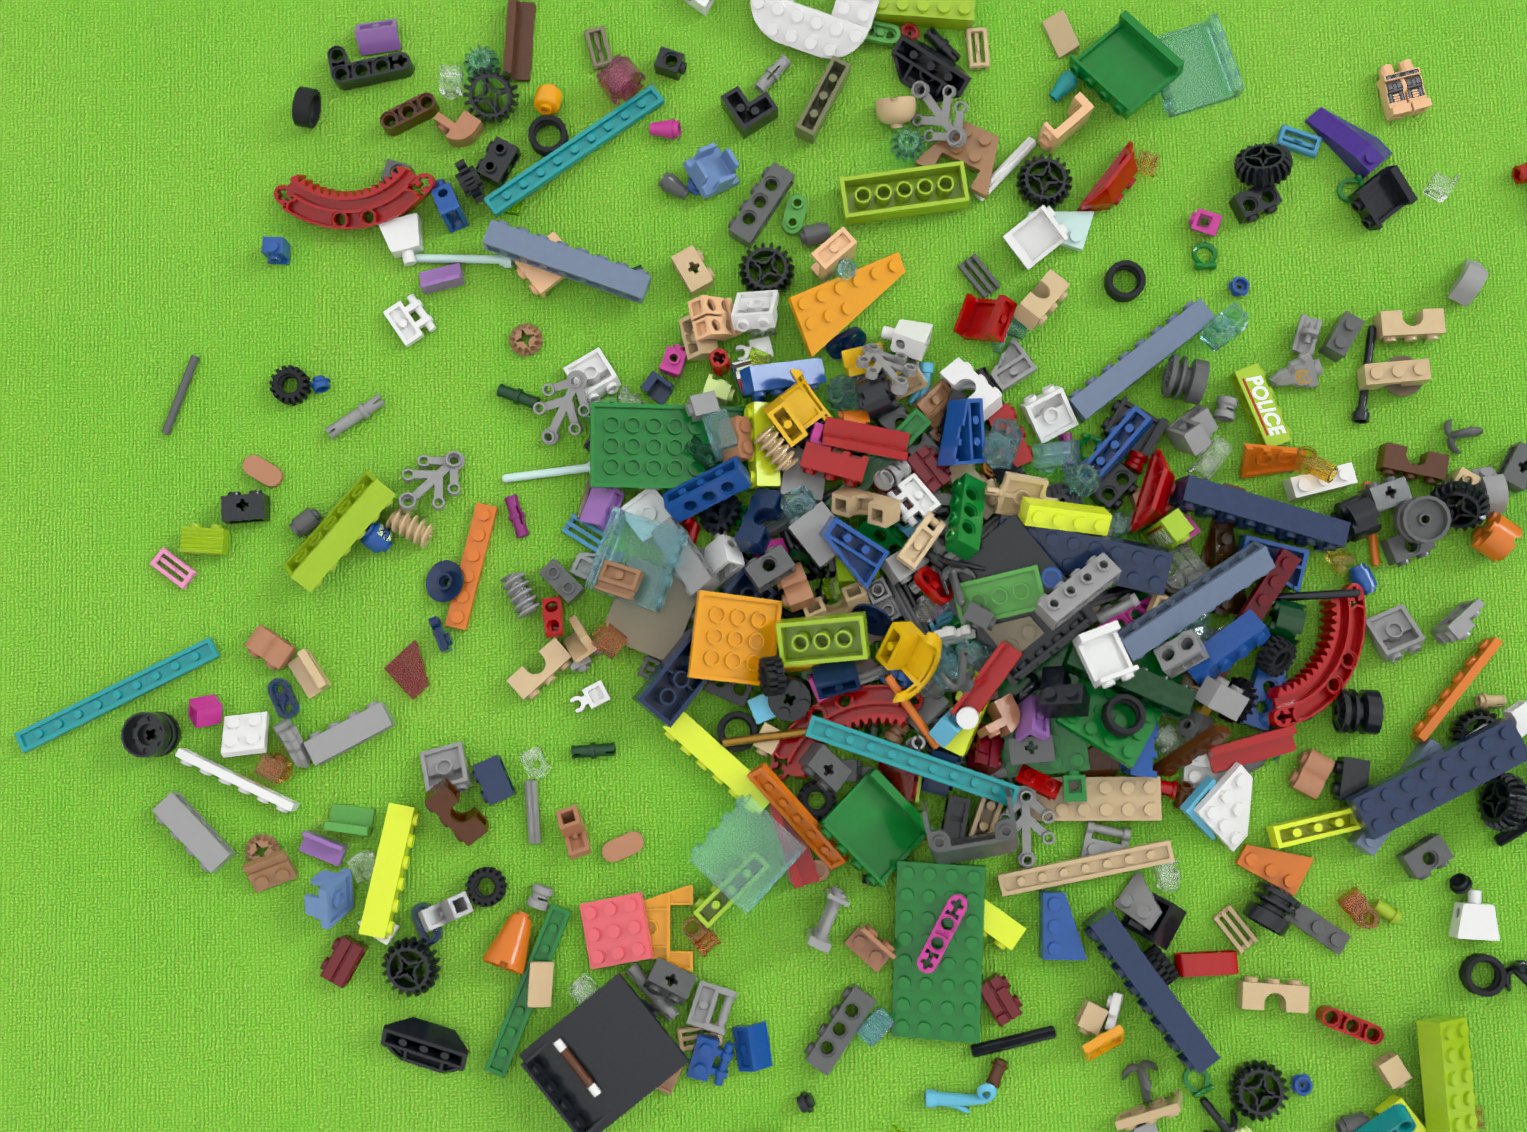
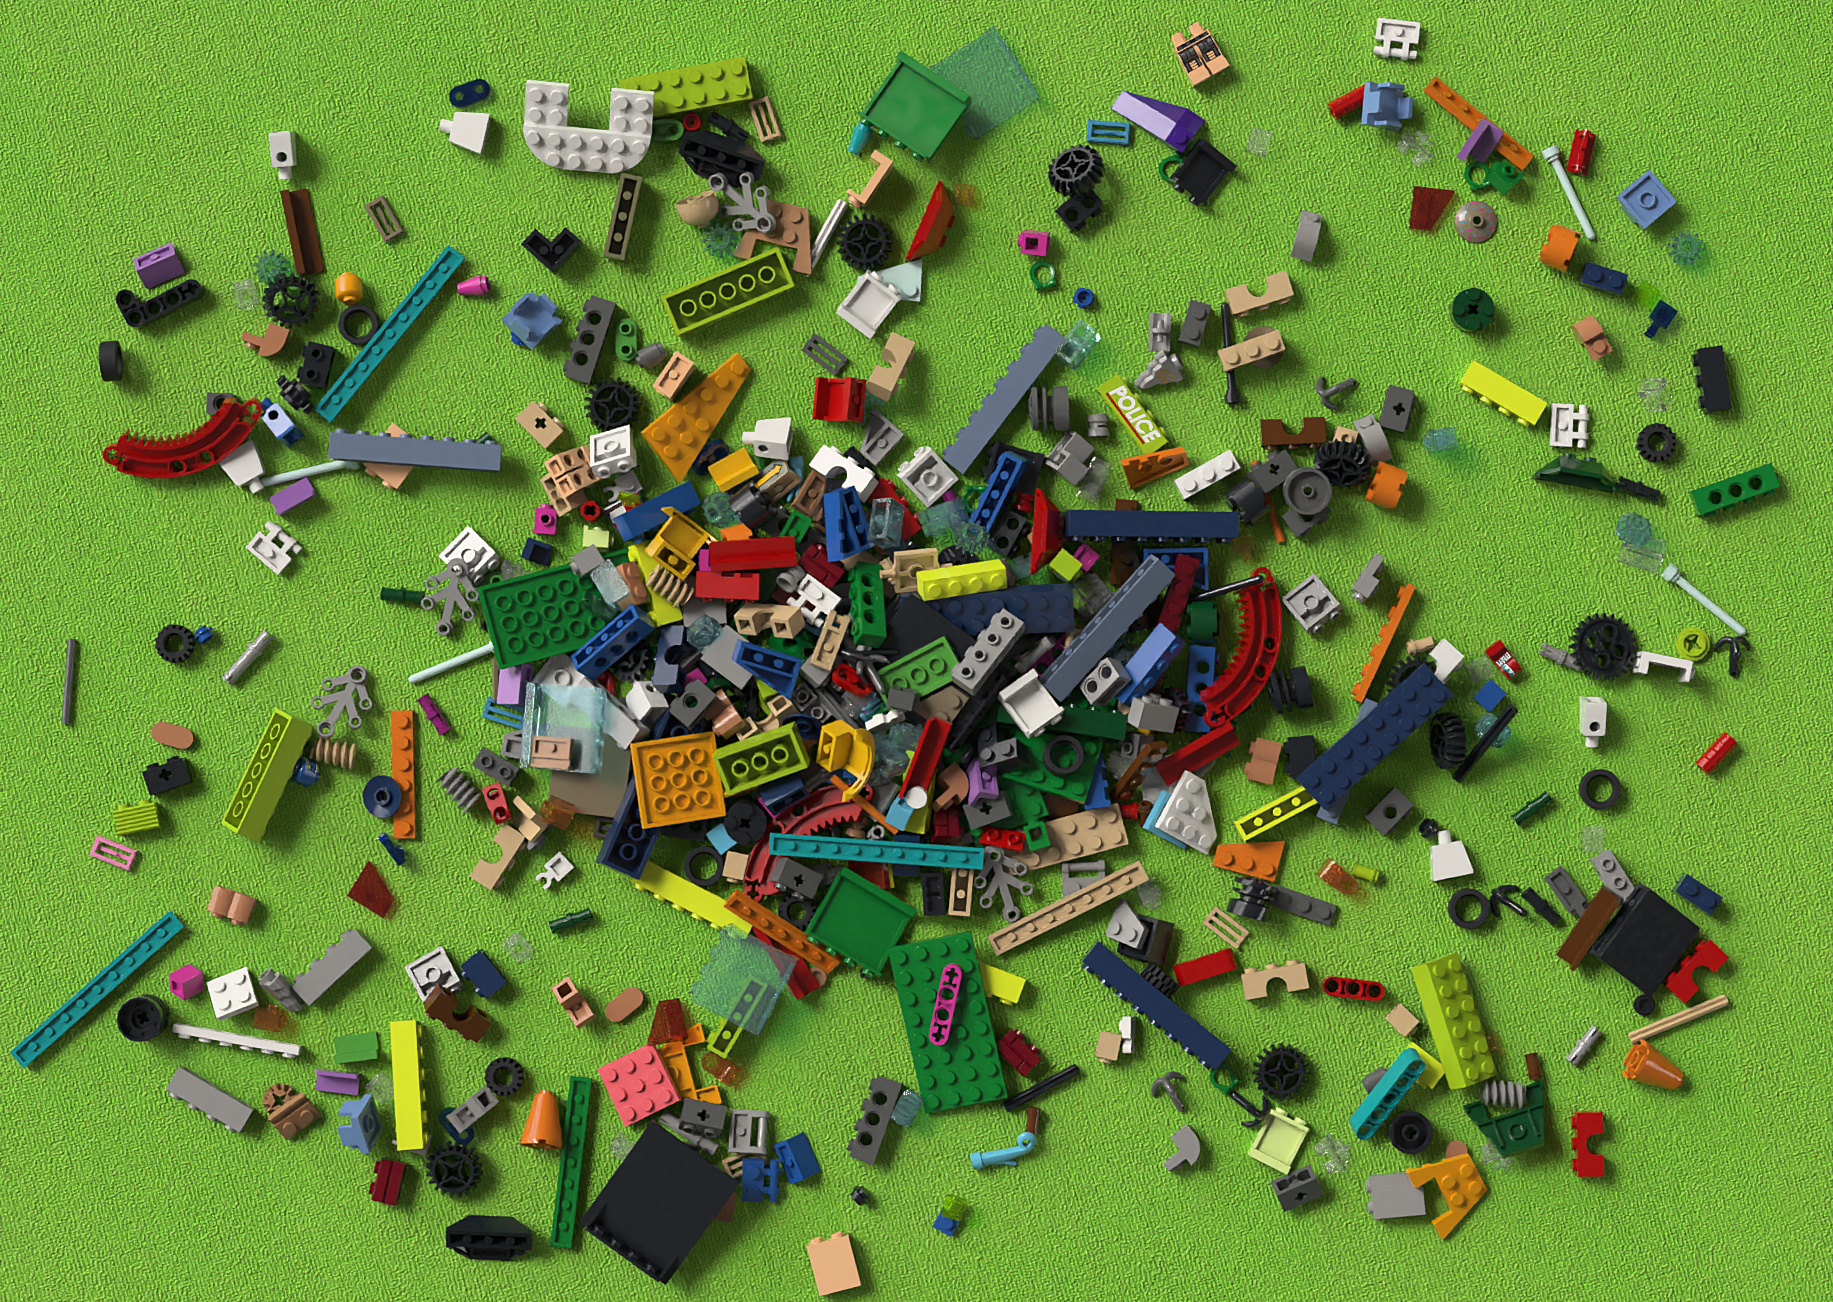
camera: 15 degrees left, 5 degrees up
(276, 250) = (122, 513): blue brick -> none
(281, 700) = (258, 950): clear blue plate -> none
(305, 522) = (230, 774): dark grey brick -> none
(309, 673) = (275, 920): tan panel -> none
(399, 112) = (224, 337): beam -> none
(532, 811) = (528, 994): light grey axle -> none
(535, 341) = (403, 538): medium nougat gear -> none
(540, 896) = (558, 1067): light grey wheel -> none
(540, 984) = (581, 1152): tan slope -> none
(577, 1068) = (636, 1218): reddish brown bar -> none
(620, 79) = (416, 250): clear pink brick -> none
(660, 878) = (668, 1023): none -> clear red wing
(664, 57) = (452, 214): black brick -> none
(673, 186) = (496, 342): dark grey cone -> none
(763, 737) = (730, 865): pearl gold bar -> none
(772, 676) = (722, 806): black tyre -> none
(781, 64) = (572, 188): light grey pin -> none
(818, 936) = (830, 1038): light grey fence -> none
(831, 588) = (757, 705): clear neon green plate -> none
(846, 268) = (690, 388): clear light blue plate -> none
(869, 948) = (883, 1036): nougat bracket -> none
(874, 353) = (740, 462): light grey plant -> none
(883, 480) = (780, 590): light grey plate -> none
(964, 681) = (902, 767): dark grey piece -> none
(973, 847) = (978, 904): dark grey windscreen -> none
(1051, 577) = (961, 643): blue tile -> none
(1057, 929) = (1056, 972): blue wedge -> none
(1061, 34) = (844, 84): tan slope -> none
(1103, 1043) = (1124, 1066): light orange plate -> none
(1130, 266) = (972, 307): black tyre -> none
(1159, 1108) = (1182, 1121): tan wing -> none
(1276, 656) = (1197, 660): black tyre -> none
(1301, 1090) = (1316, 1055): blue plate -> none
(1308, 462) = (1187, 463): clear yellow piece -> none
(1363, 576) = (1270, 558): blue brick -> none

